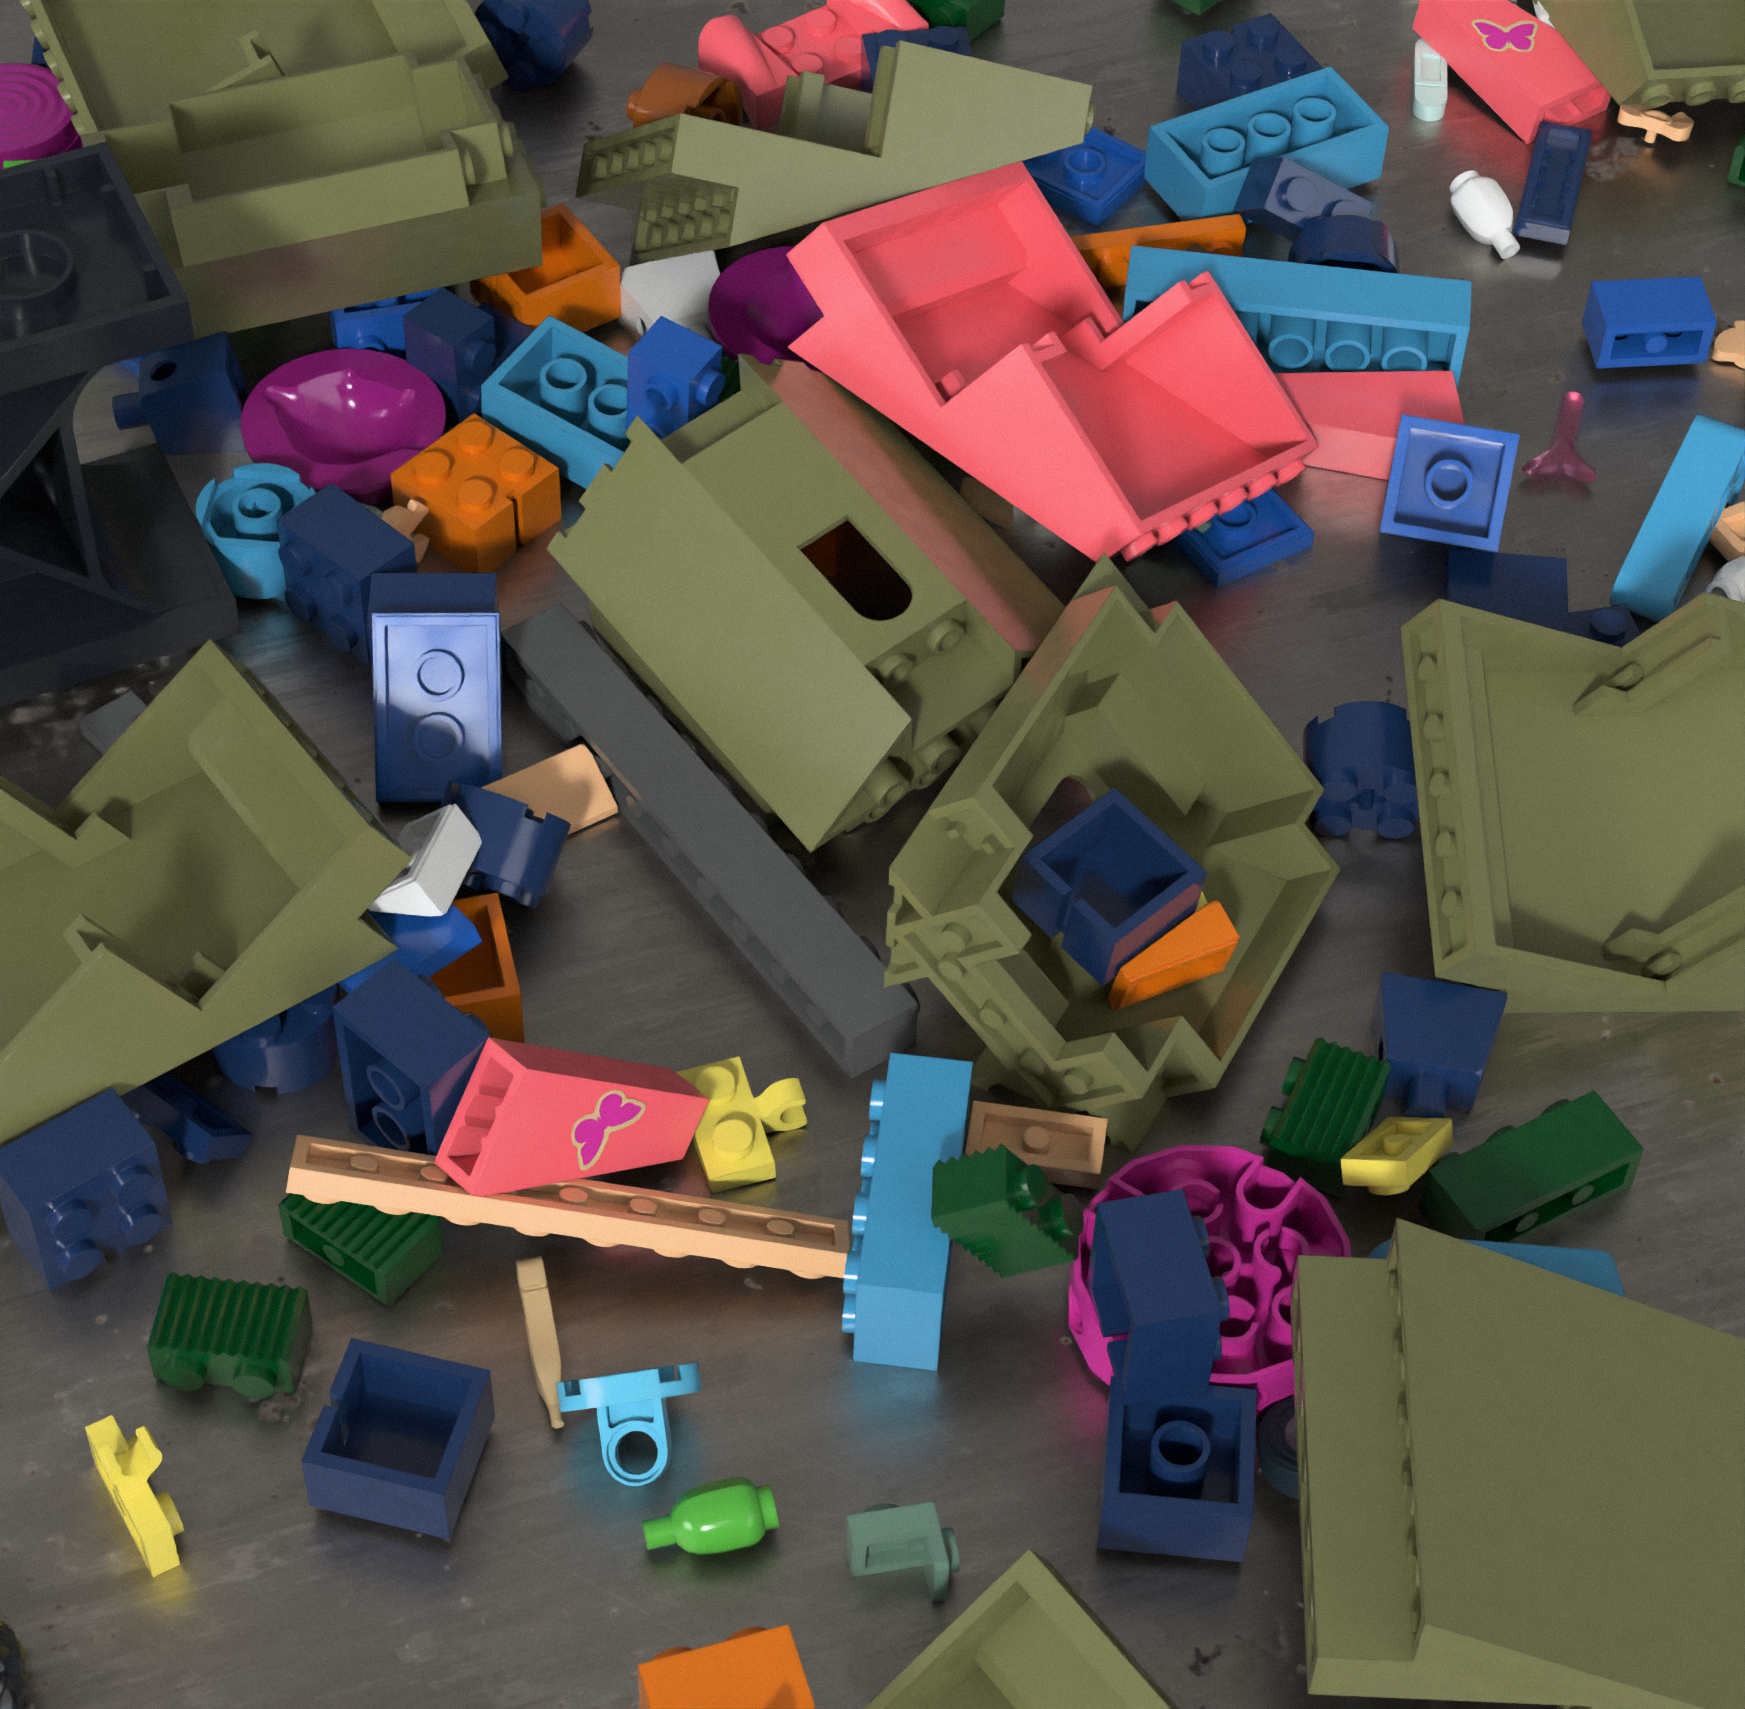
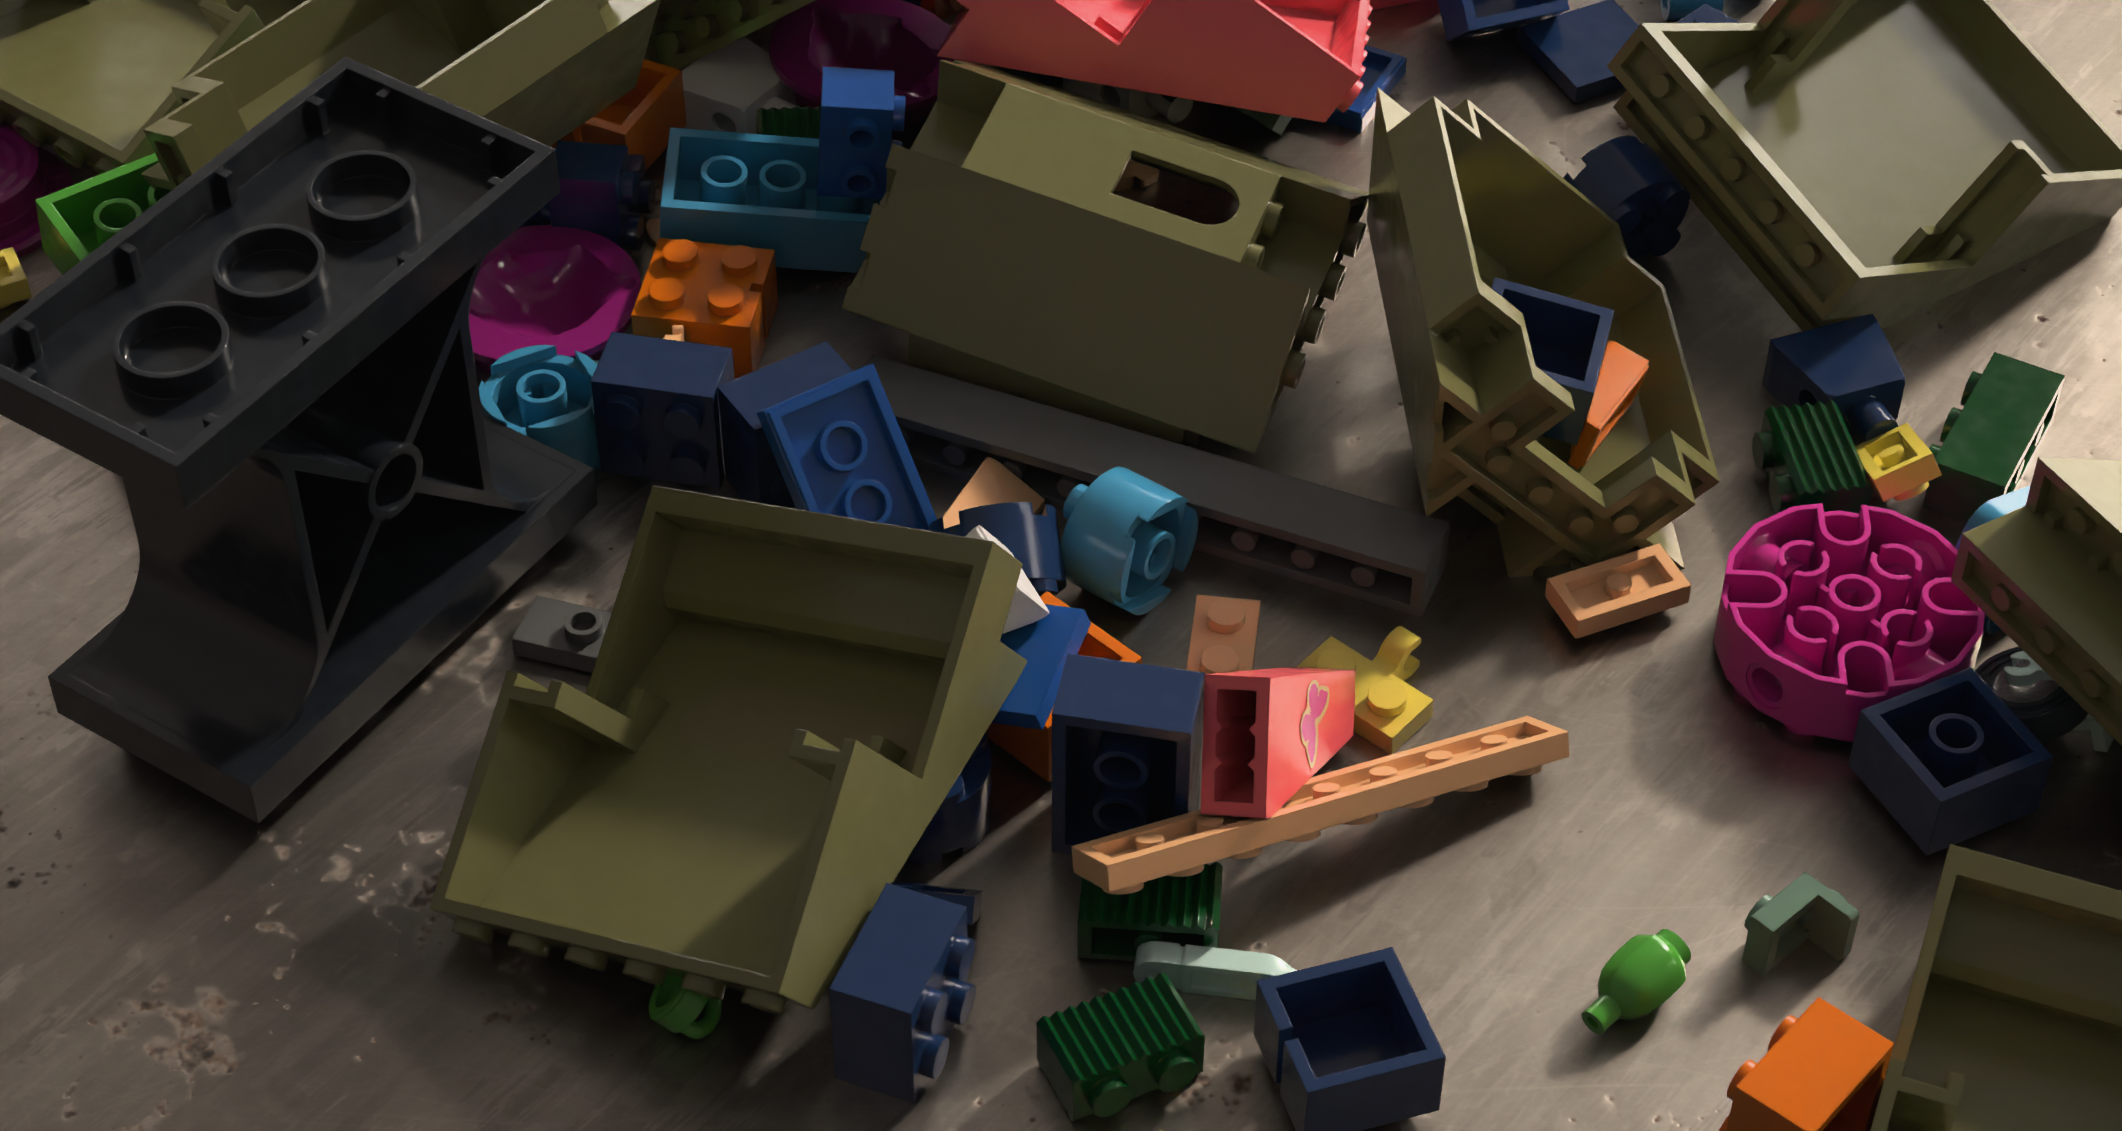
camera: 30 degrees left, 5 degrees down
(370, 1307) = (1207, 969): none -> light aqua piece
(541, 1333) = (1365, 916): tan piece -> none
(623, 877) = (1126, 538): none -> dark azure brick
(629, 1404) = (1502, 925): medium azure tile -> none
(646, 1017) = (1223, 634): none -> light nougat plate
(898, 1258) = (1592, 673): dark azure brick -> none
(1005, 1212) = (1695, 621): dark green brick -> none
(1156, 1287) = (1868, 596): dark blue piece -> none

